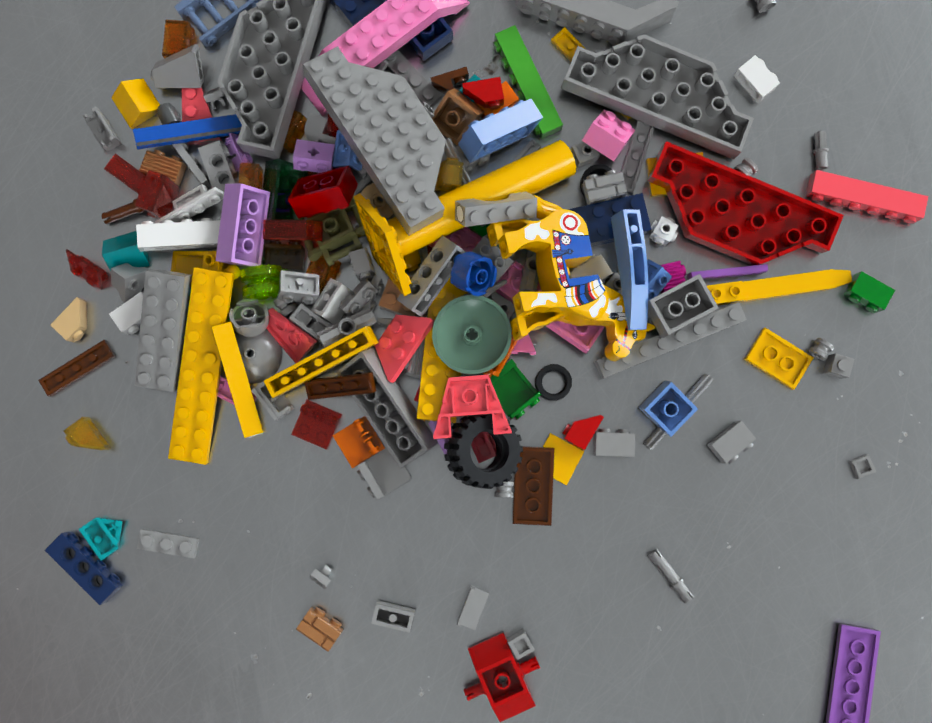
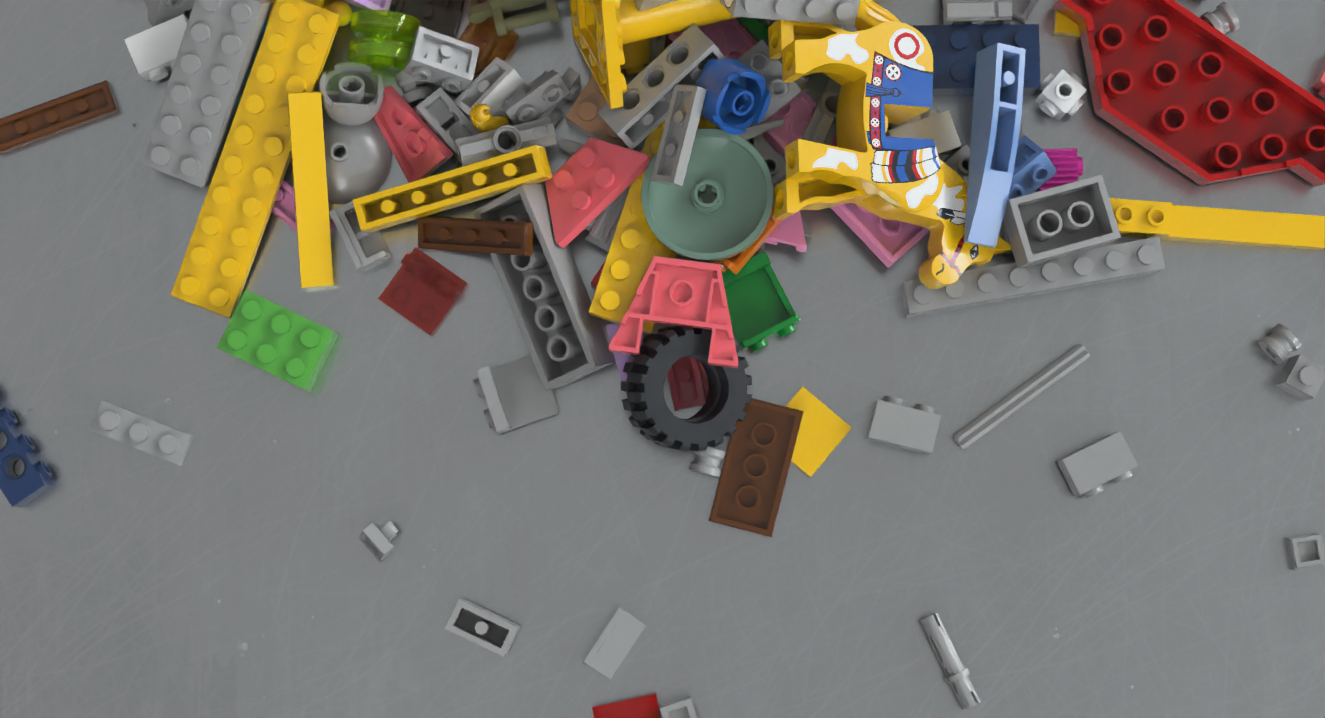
camera: 15 degrees right, 0 degrees up
(72, 321) = (61, 39): tan slope -> none
(86, 435) = (45, 228): clear yellow slope -> none
(102, 536) = (39, 398): teal slope -> none
(236, 472) = (277, 340): none -> bright green brick
(320, 628) = (359, 622): medium nougat brick -> none
(332, 318) = (484, 120): none -> yellow arm
(358, 441) = (486, 333): orange hinge -> none
(362, 264) = (552, 45): light grey brick -> none
(447, 303) = (678, 135): none -> light grey plate
(566, 375) = (831, 281): black tyre -> none
(582, 431) = (854, 393): red slope -> none
(668, 408) = (1005, 385): medium blue slope -> none
(730, 272) = (1158, 186): medium lavender tile -> none
(778, 358) = (1206, 345): yellow tile -> none

